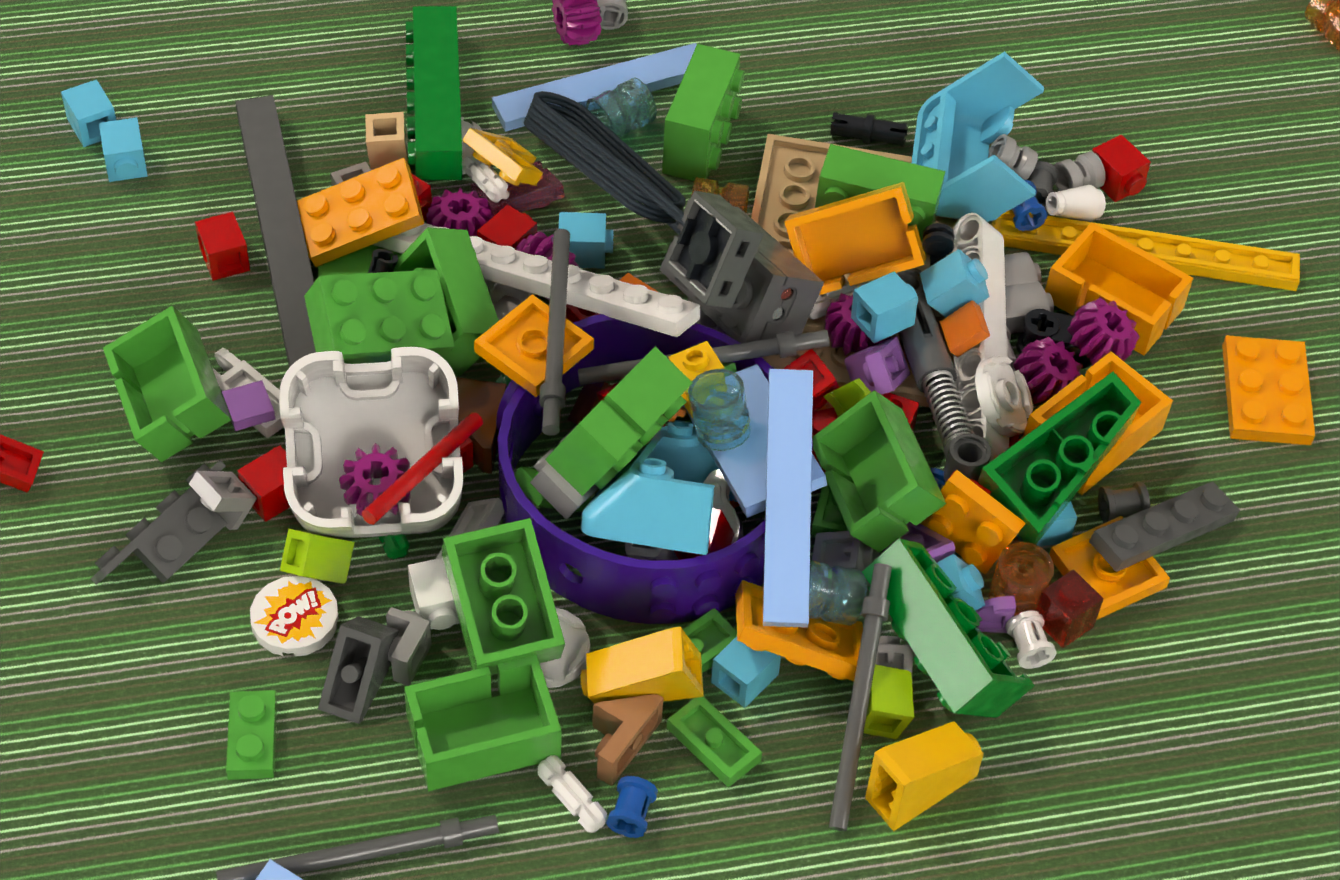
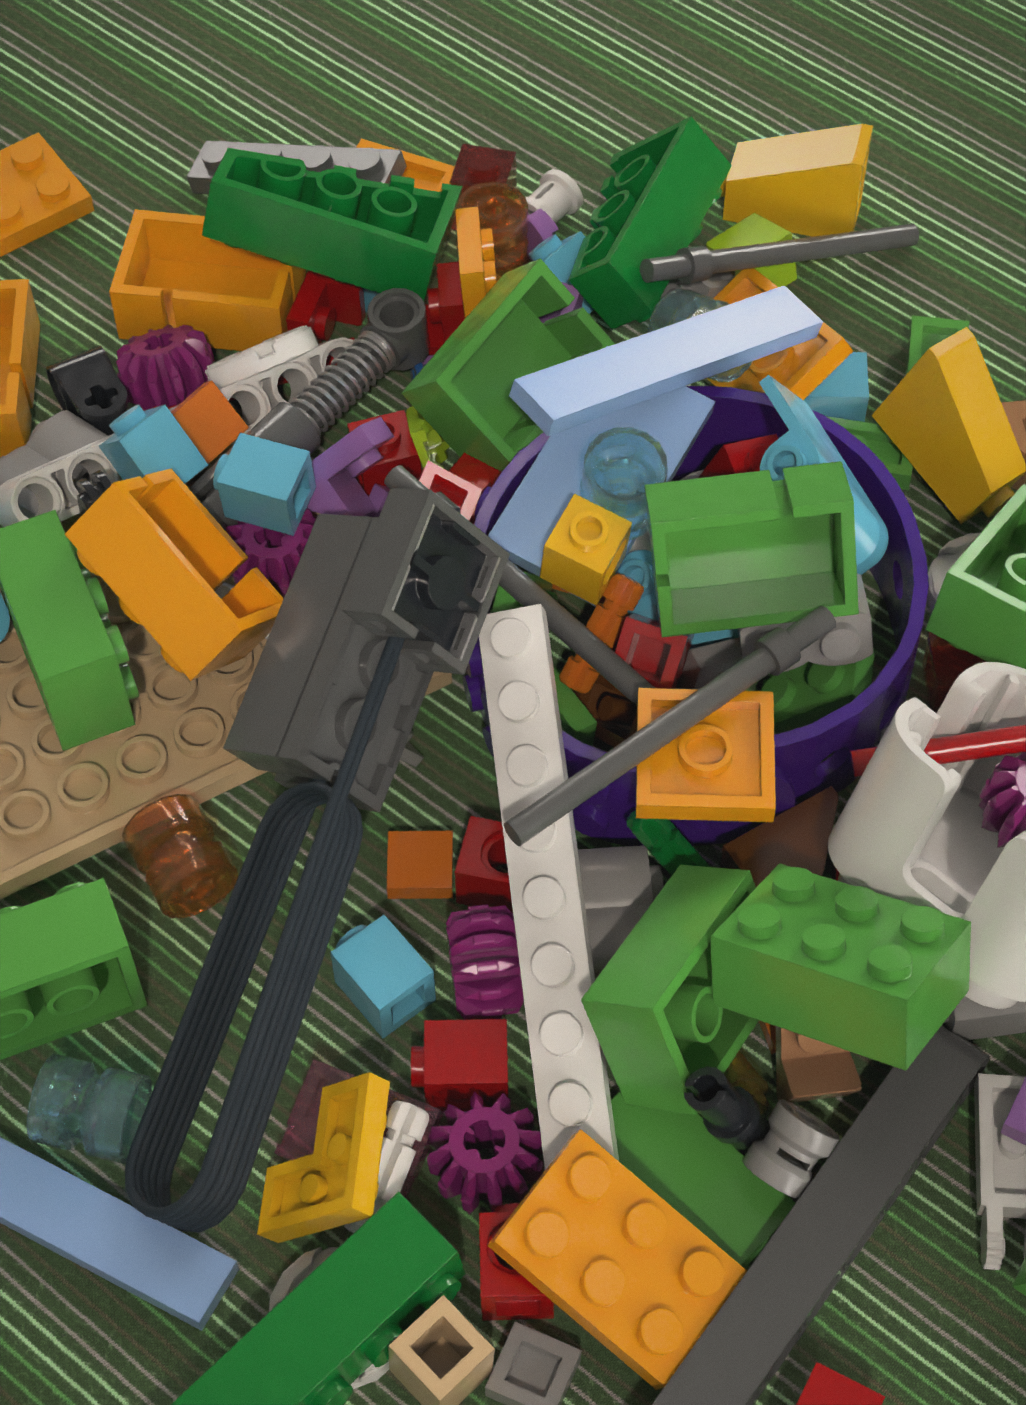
camera: 125 degrees left, 5 degrees up
(1102, 329) = (76, 323): magenta gear -> none

